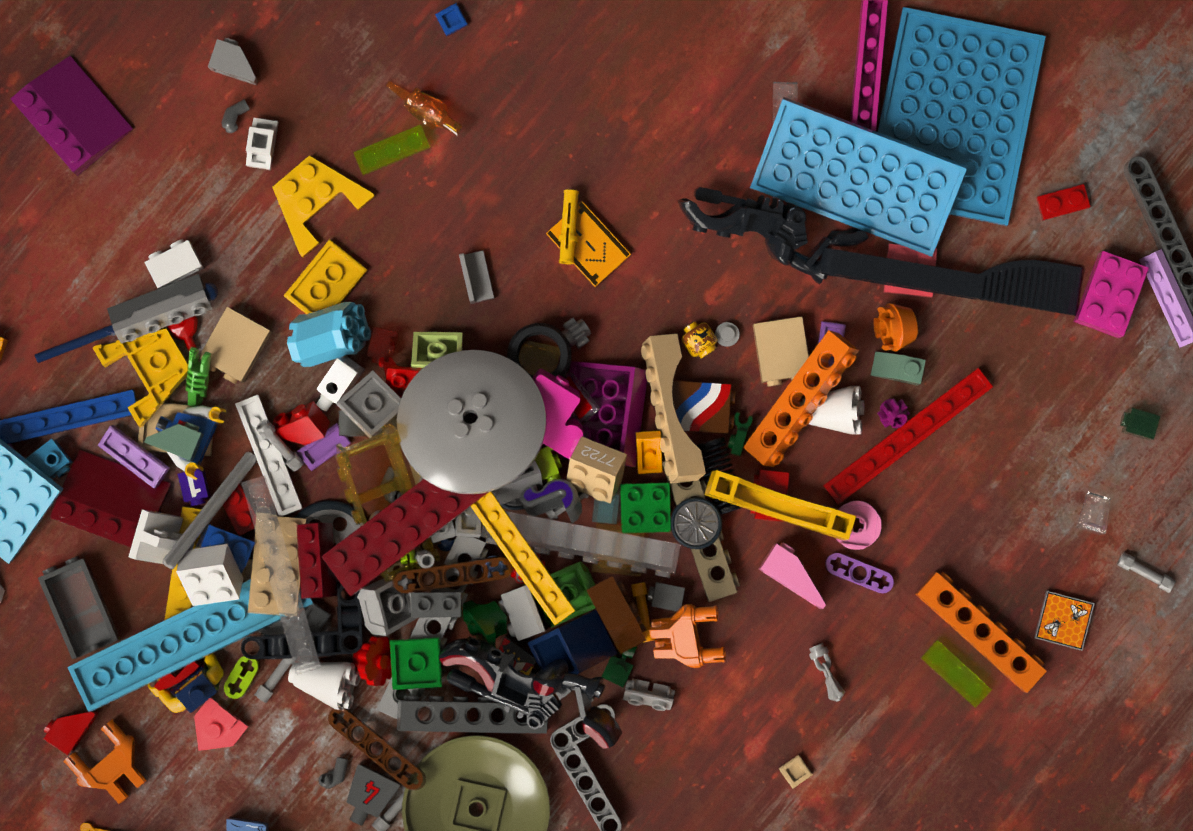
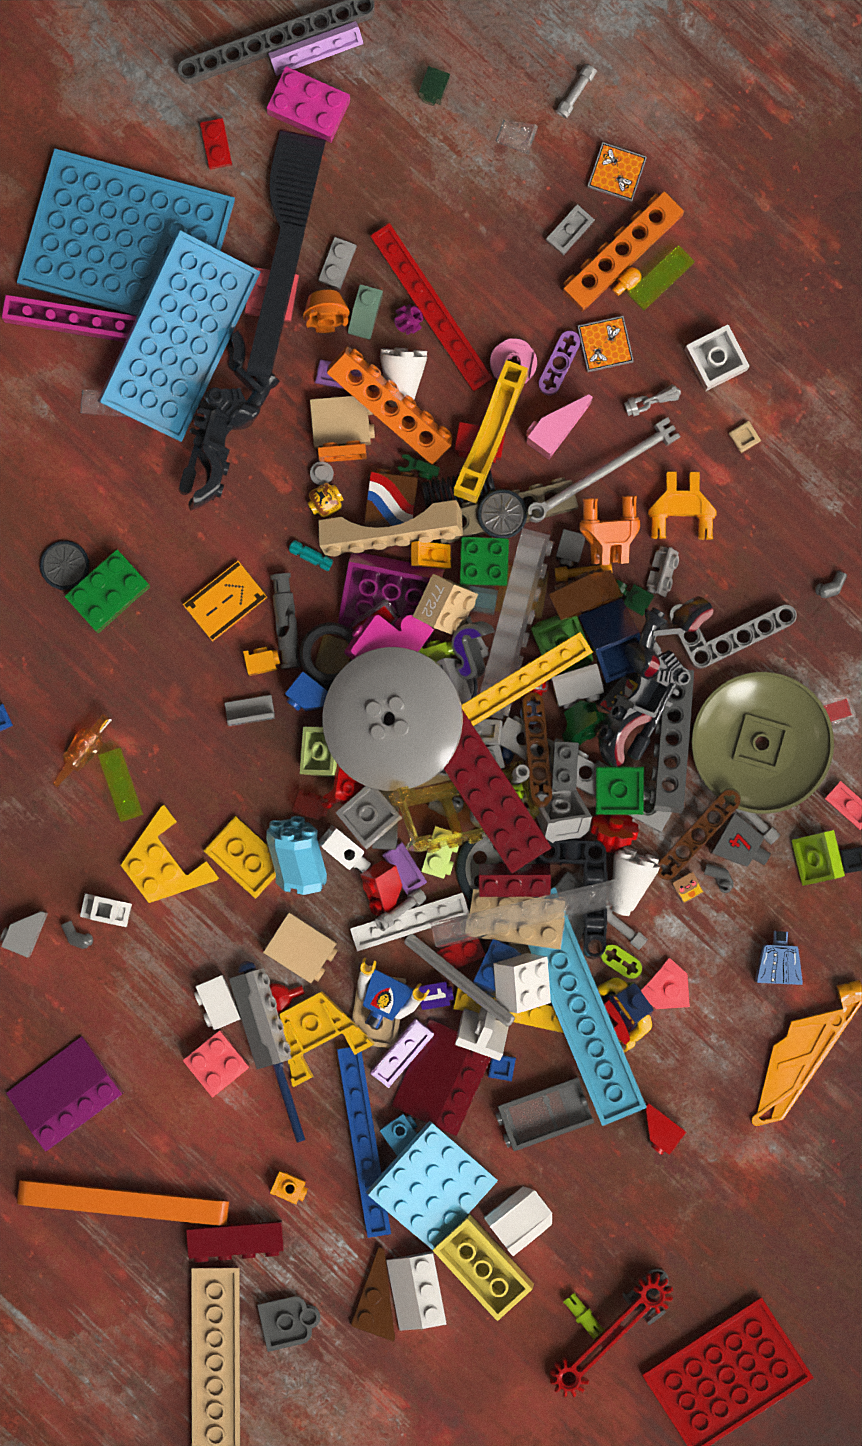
camera: 80 degrees left, 0 degrees up
(111, 267) = (216, 1063): none -> coral brick
(112, 767) = (700, 1091): orange connector -> none
(123, 563) = (502, 1069): none -> blue tile
(178, 440) = (390, 1005): sand green slope -> none
(197, 376) = (329, 985): bright green hinge -> none
(322, 741) = (688, 887): none -> medium nougat tile
(330, 483) = (439, 862): none -> yellowish green brick
(495, 332) = (306, 694): none -> blue slope
(528, 285) = (261, 661): none -> light orange brick
(567, 255) = (180, 614): yellow pin -> none
(576, 332) = (310, 617): flat silver gear -> none
(587, 305) = (285, 616): none -> dark grey piece
(589, 122) = (107, 591): none -> green brick
(614, 77) = (64, 565): none -> dark grey wheel
(641, 328) = (310, 555): none -> teal axle
(720, 711) = (682, 504): none -> light orange connector
(748, 343) = (351, 451): none -> orange plate
(791, 684) = (662, 434): none -> light grey hinge
(875, 737) = (716, 357): none -> white brick
(882, 620) = (605, 344): none -> tile
(947, 336) = (337, 263): none -> light grey plate
(950, 639) = (627, 280): none -> light orange cylinder
(999, 575) = (570, 230): none -> light grey plate

